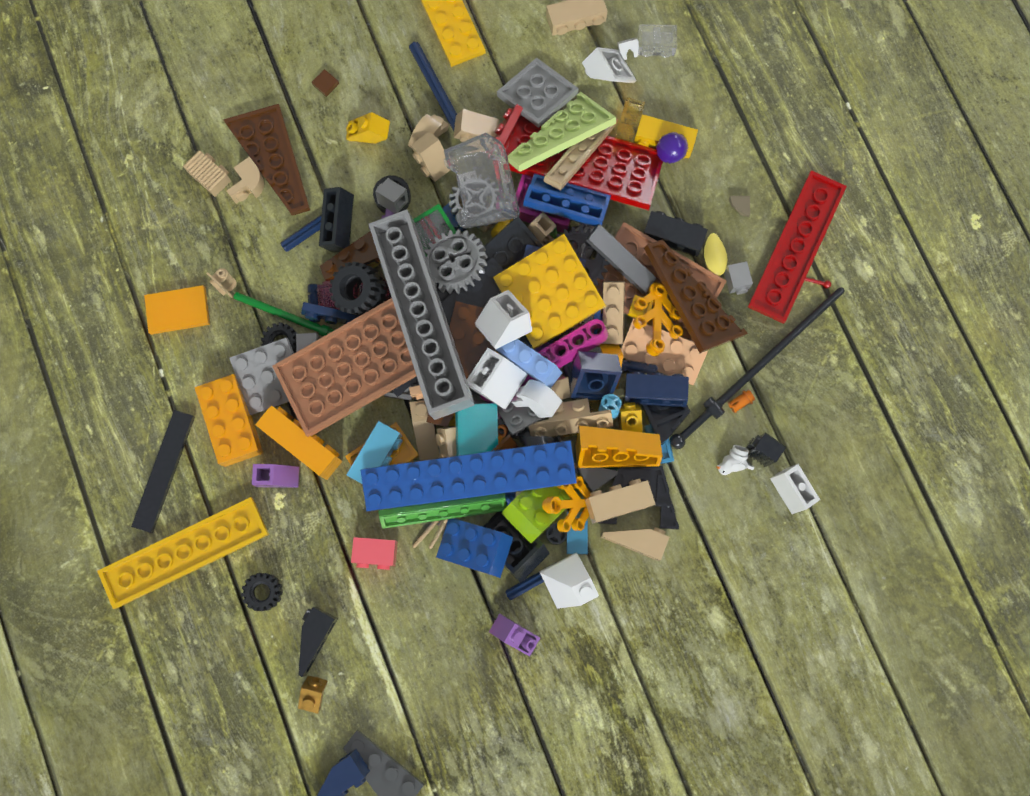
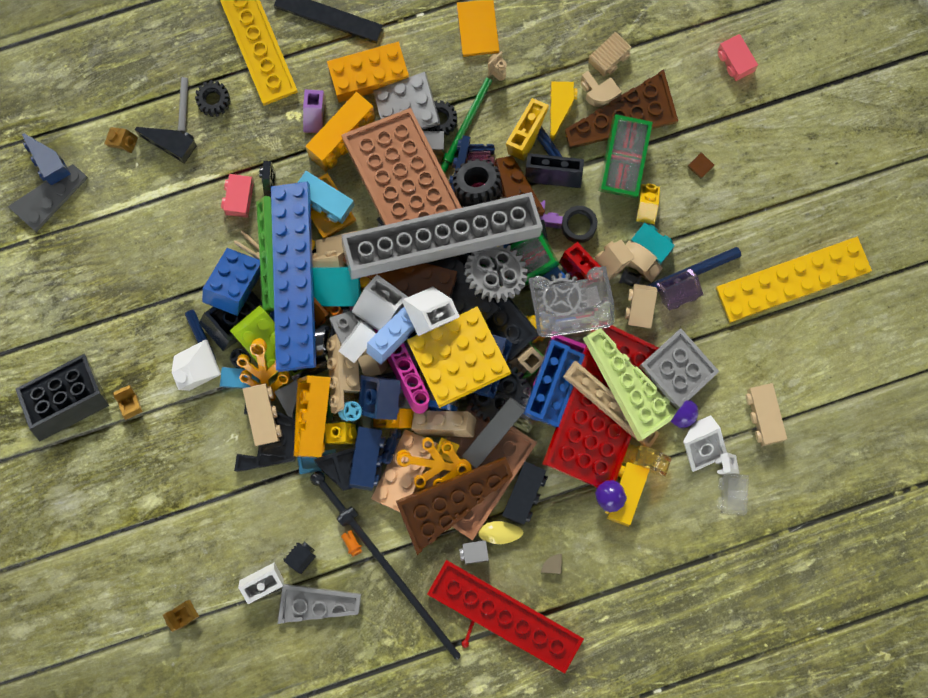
camera: 95 degrees right, 0 degrees up
(209, 50) = (737, 57): none -> coral brick
(261, 219) = (561, 102): none -> yellow slope
(269, 626) = (183, 105): none -> light grey bar
(291, 248) = (527, 129): none -> yellow slope
(319, 148) = (625, 156): none -> clear brick
(353, 519) = (267, 174): none -> black wing
(391, 195) = (572, 221): light grey brick -> none
(403, 126) = (657, 244): none -> teal brick
(436, 188) = (577, 262): none -> red brick
(448, 139) = (630, 278): none -> black bush
(456, 93) = (680, 289): none -> clear purple brick
(510, 117) = (636, 331): red plate -> none
(514, 635) = (153, 314): medium lavender slope -> none
(584, 82) = (686, 415): none -> dark purple hair
(614, 653) = (128, 402): none -> pearl gold bracket
(614, 731) = (61, 397): none -> black slope
(644, 541) = (225, 438): tan slope -> none
(735, 461) = (293, 531): white animal -> none
(806, 432) = (310, 603): none -> light grey wing
(836, 572) = (180, 616): none -> pearl gold bracket

